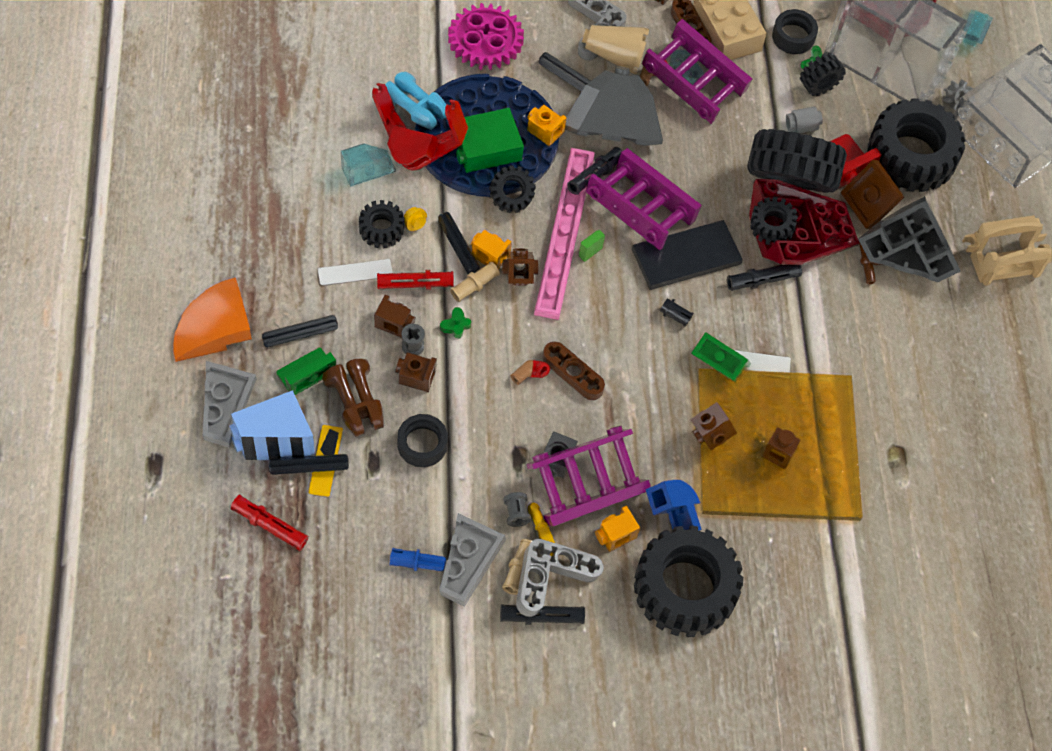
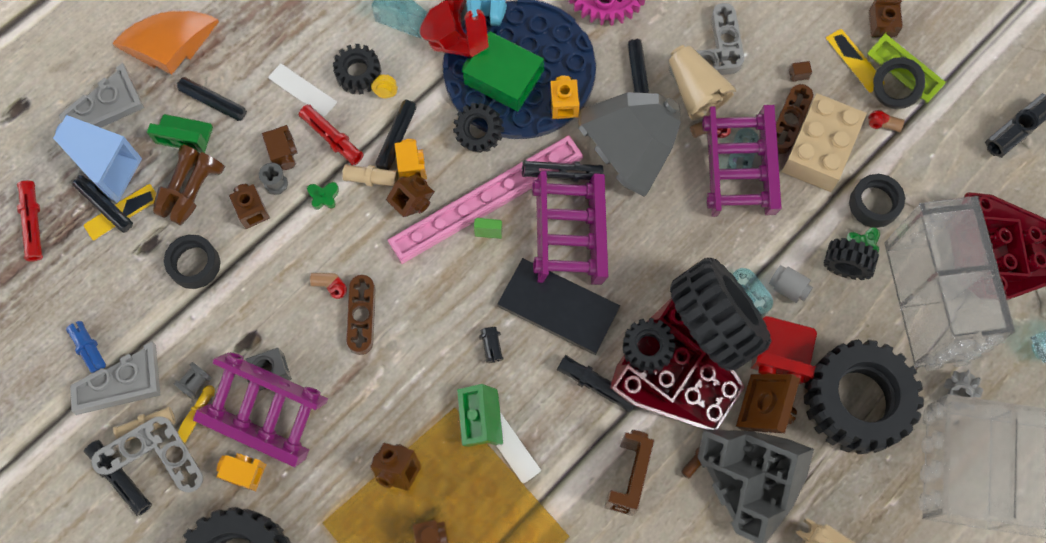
camera: 55 degrees right, 10 degrees up
(677, 500) = (301, 493): blue brick -> none
(850, 299) = (629, 502): none -> reddish brown panel

